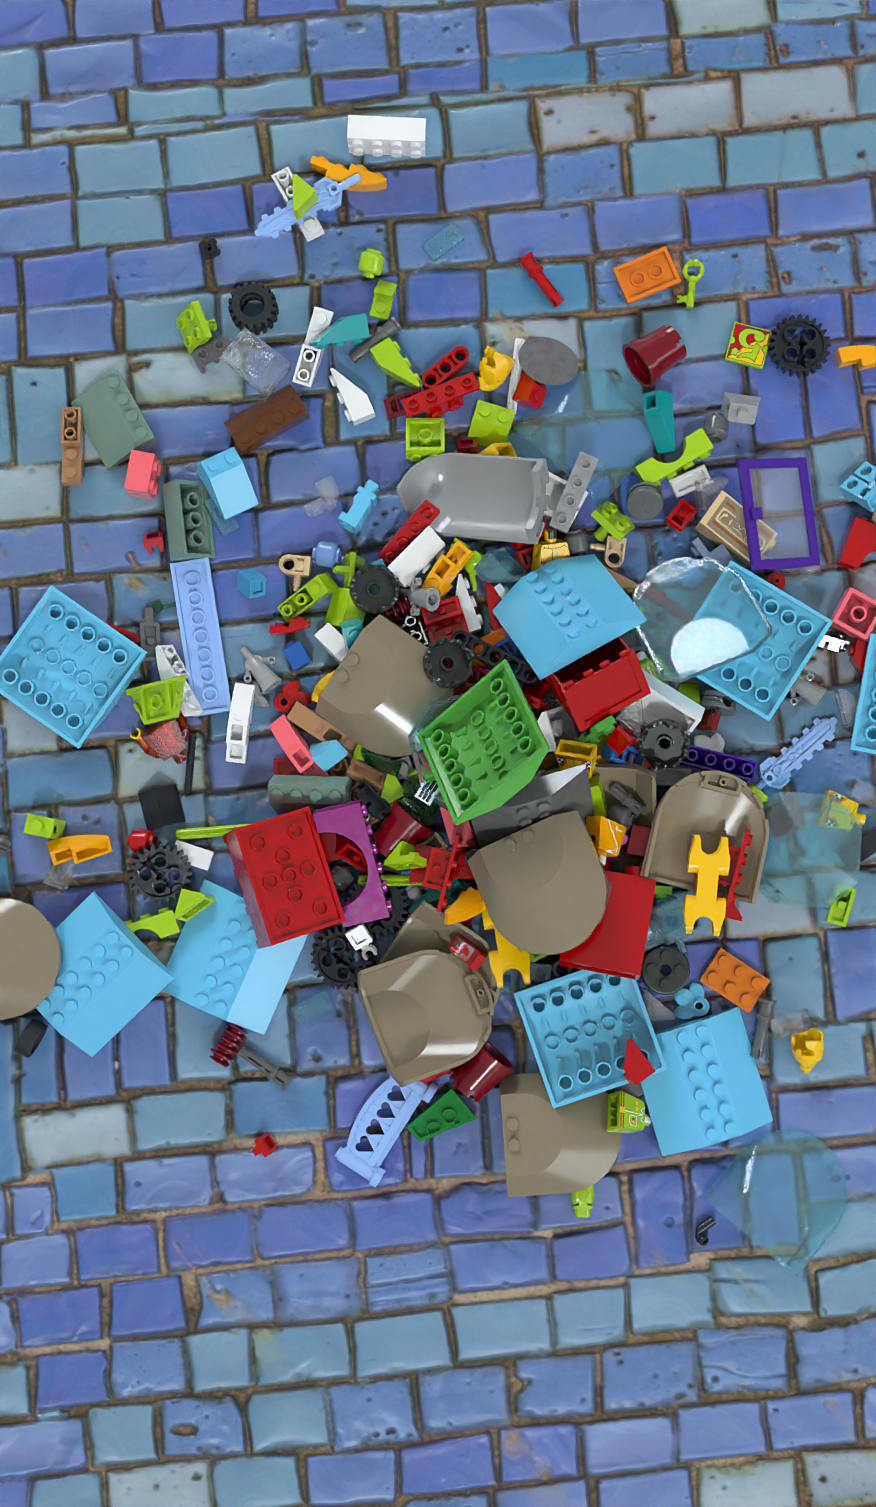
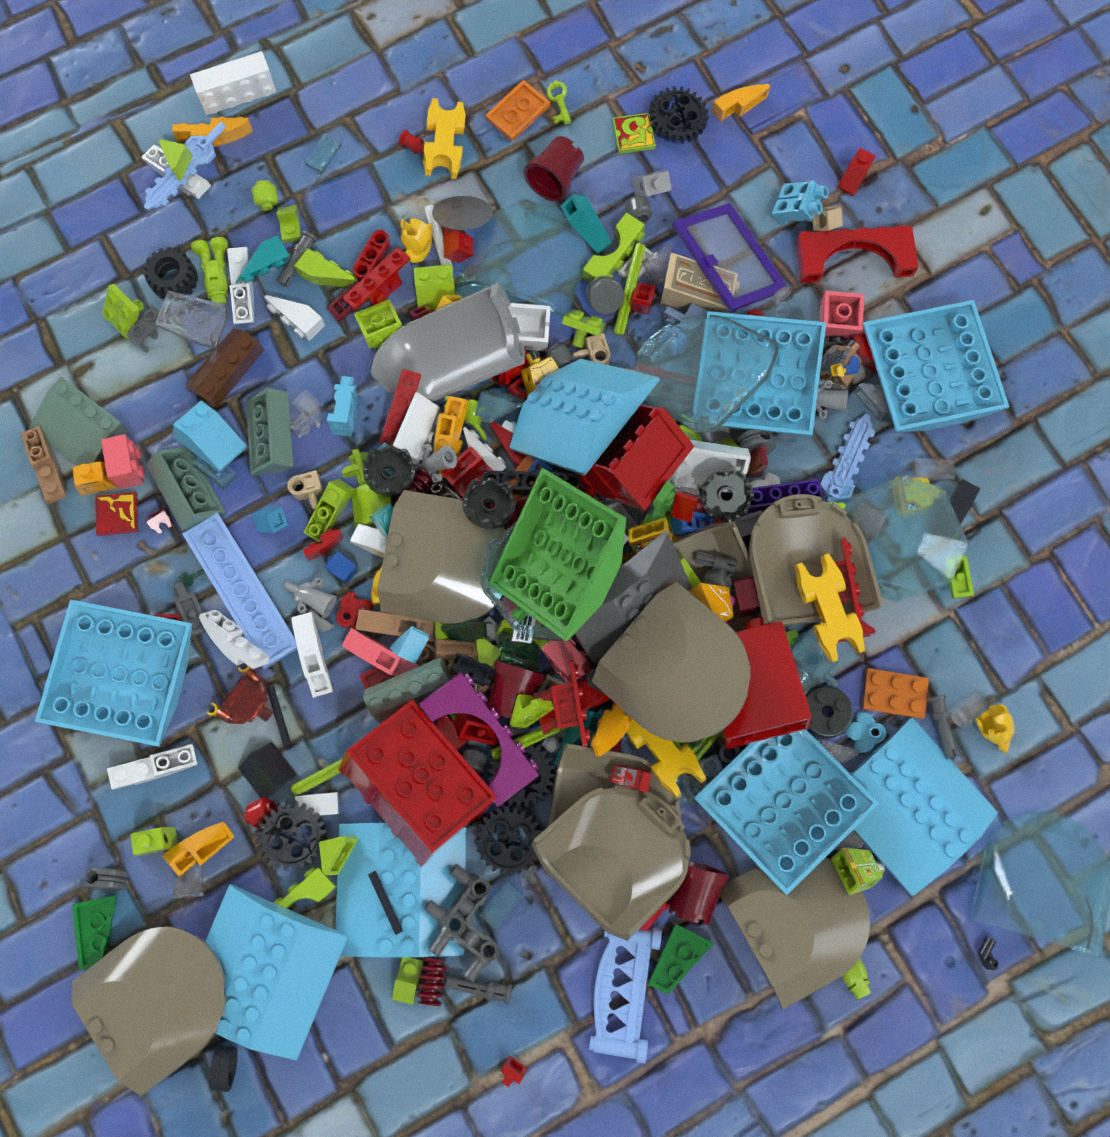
camera: 30 degrees left, 10 degrees down
(66, 762) = (152, 768): none -> white slope
(110, 478) = (92, 478): none -> light orange torso
(119, 518) = (116, 514): none -> tile
(159, 699) = (221, 664): lime wing -> none
(208, 1034) = (407, 980): none -> lime slope
(209, 244) = (111, 246): black plate -> none
(216, 965) = (384, 900): none -> black bar
(277, 998) = (464, 934): none -> dark grey pin
(283, 501) = (269, 432): none -> sand green slope
(294, 321) = (213, 270): none -> lime piece
(327, 554) = (331, 462): medium blue head -> none
(361, 938) = (519, 810): white plate -> none
(570, 264) = (445, 125): none -> yellow piece
(573, 492) = (537, 308): light grey brick -> none
(636, 1064) = (847, 811): red slope -> none
(671, 503) = (629, 289): none -> lime axle
(831, 662) = (840, 363): none -> torso

